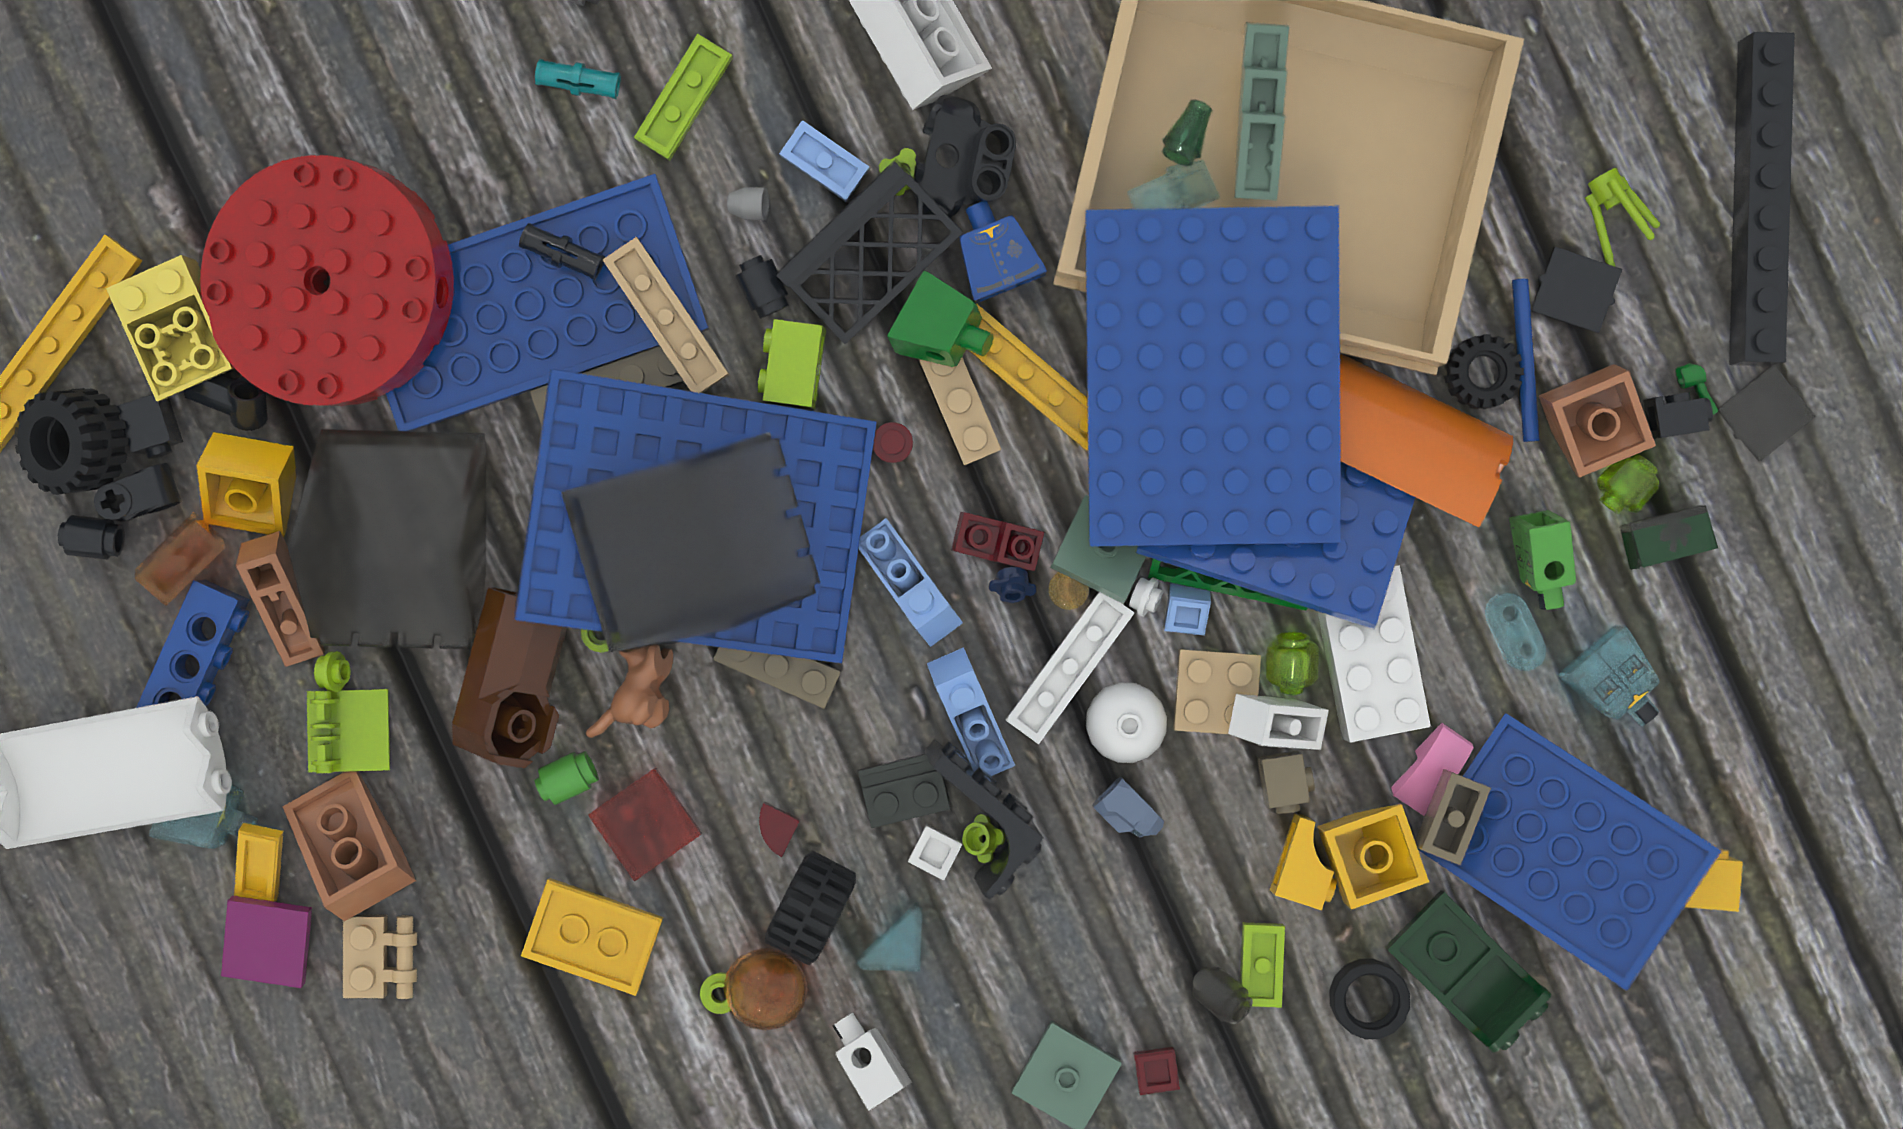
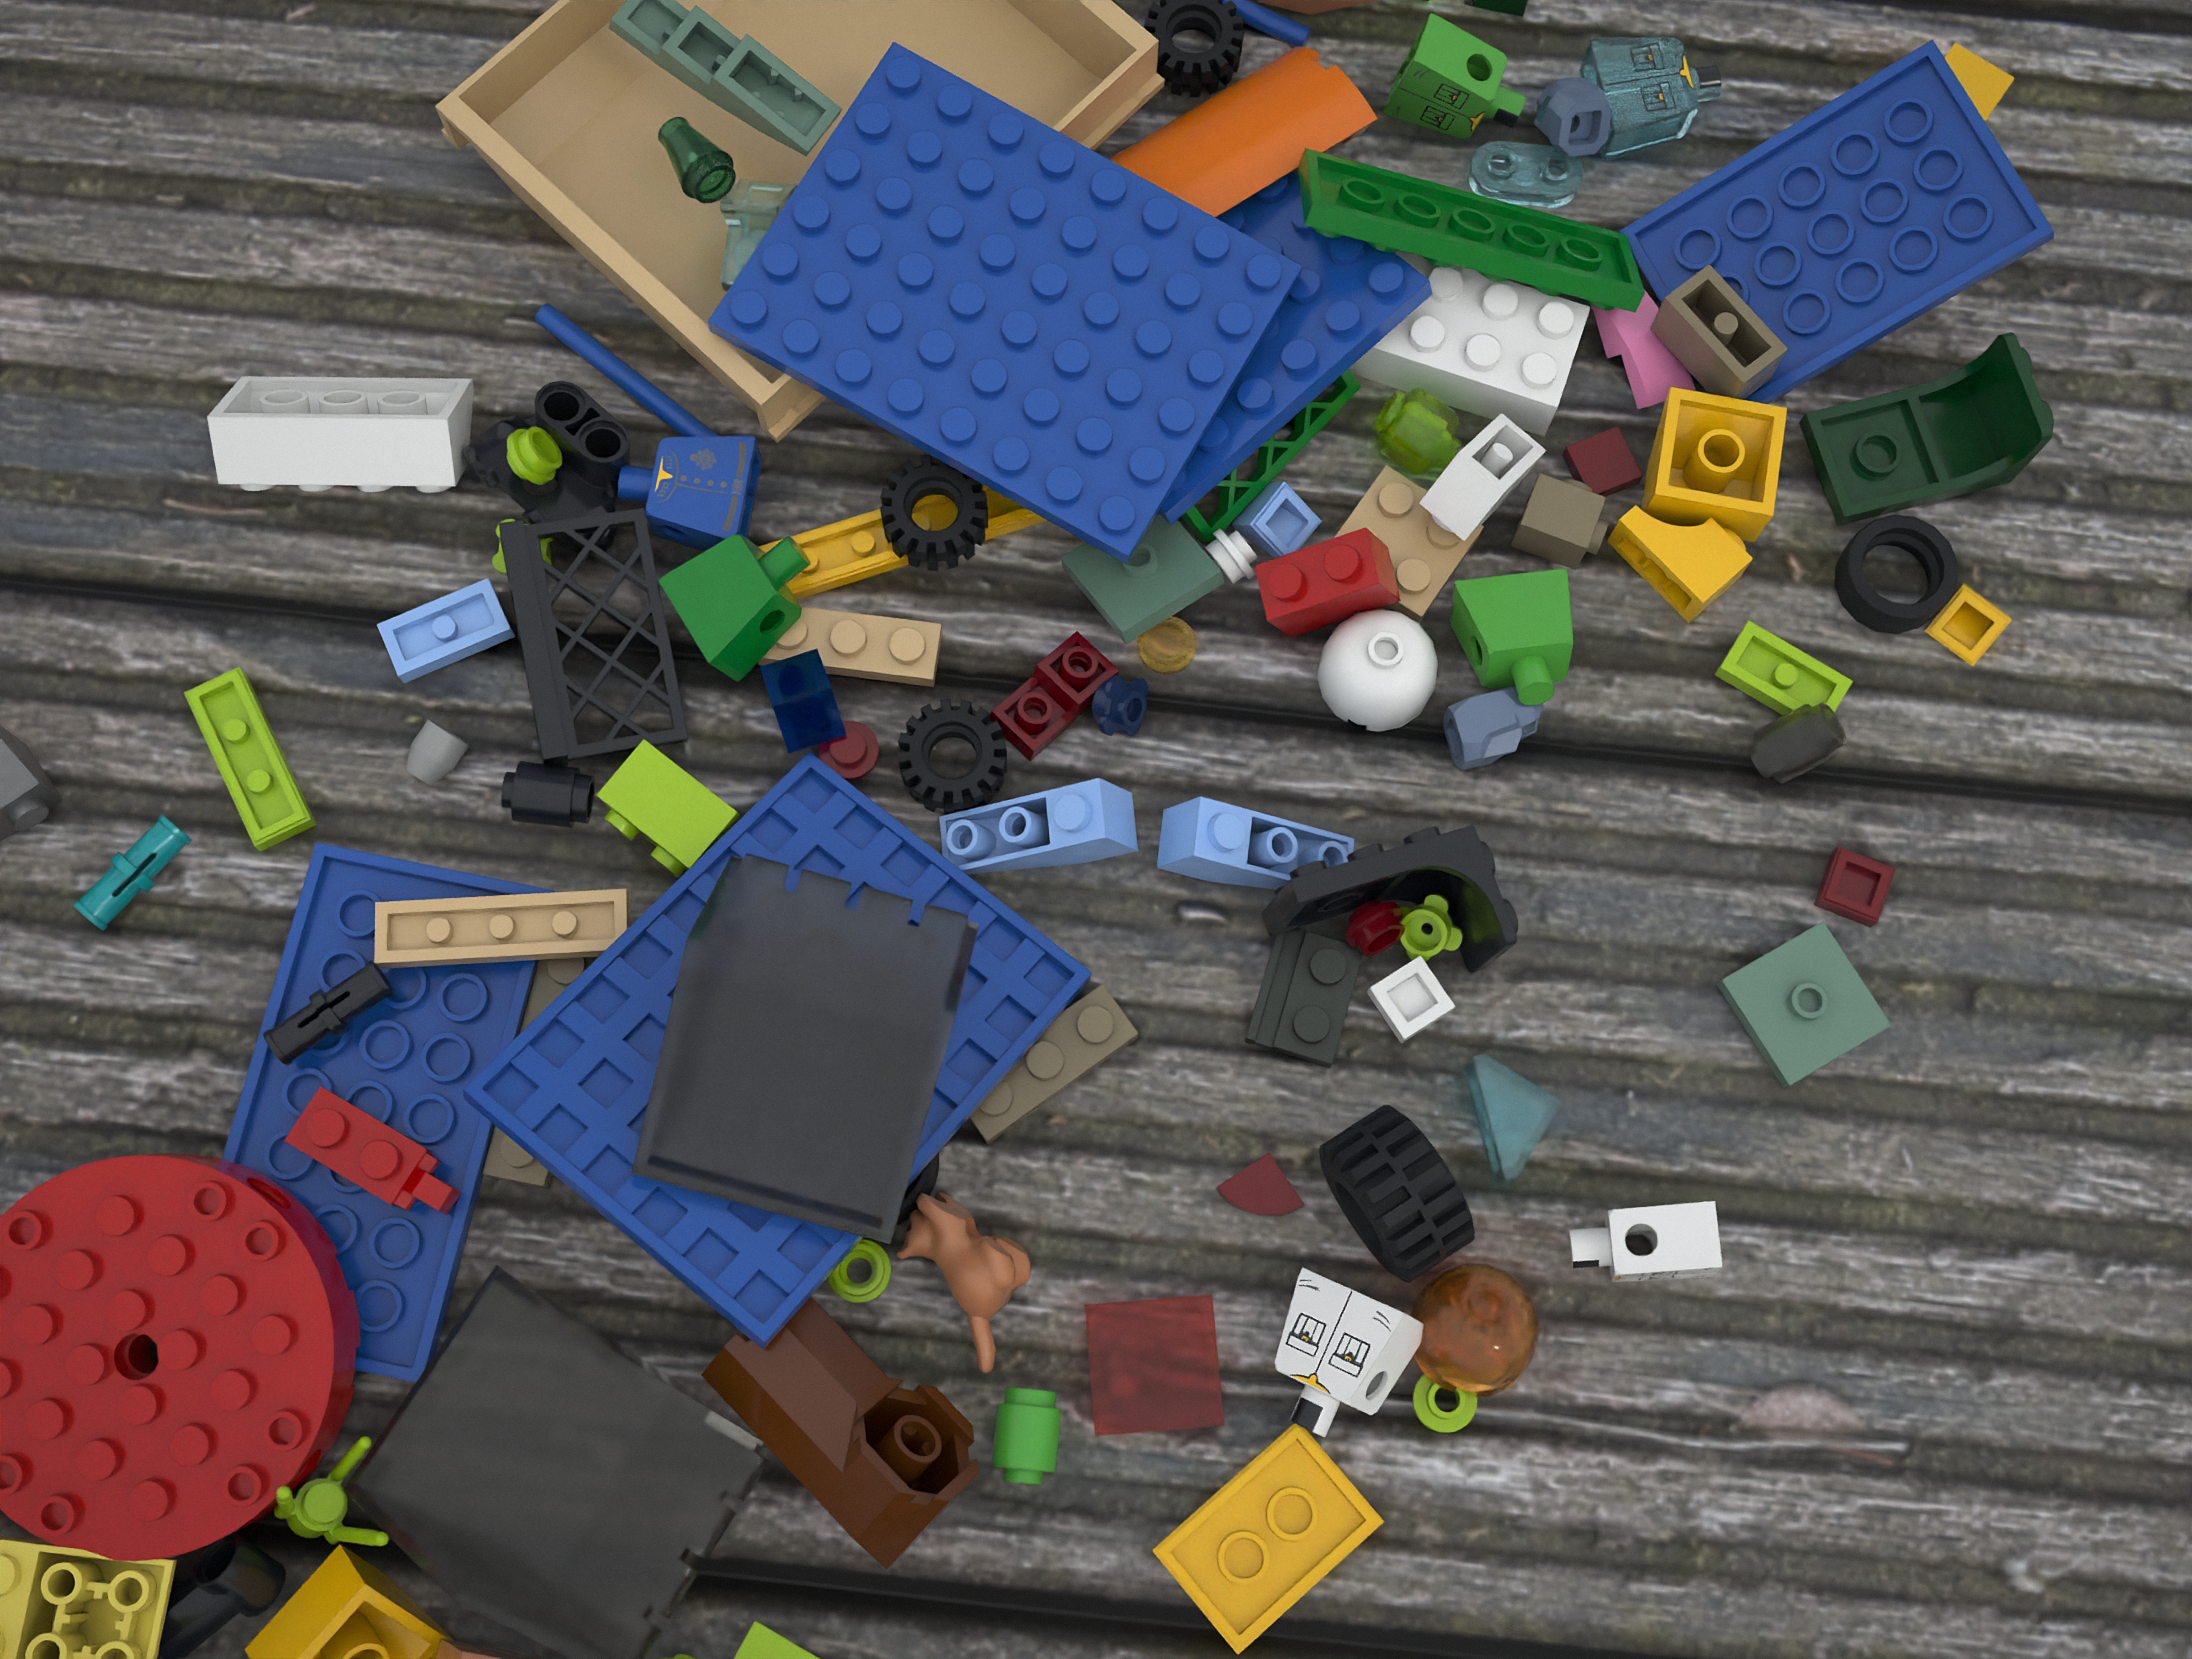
camera: 70 degrees left, 15 degrees down
(307, 423) = (322, 1504): none -> lime plant
(500, 326) = (369, 1153): none -> red hinge
(710, 923) = (1342, 1349): none -> white torso
(898, 505) = (945, 723): none -> black tyre
(902, 400) = (803, 700): none -> clear blue brick
(956, 146) = (533, 455): none -> lime plate
(962, 809) = (1375, 927): none -> dark red plate
(1038, 406) = (940, 545): none -> black tyre
(1047, 162) = (621, 373): none -> blue bar
(1069, 666) = (1266, 697): white plate -> none
(1156, 666) = (1327, 582): none -> red brick
(1193, 794) = (1516, 630): none -> bright green torso
(1341, 785) = (1603, 463): none -> dark red tile
(1366, 1058) = (1968, 624): none -> yellow slope
(1433, 626) = (1468, 231): none -> green plate
(1566, 642) = (1574, 116): none -> sand blue rock

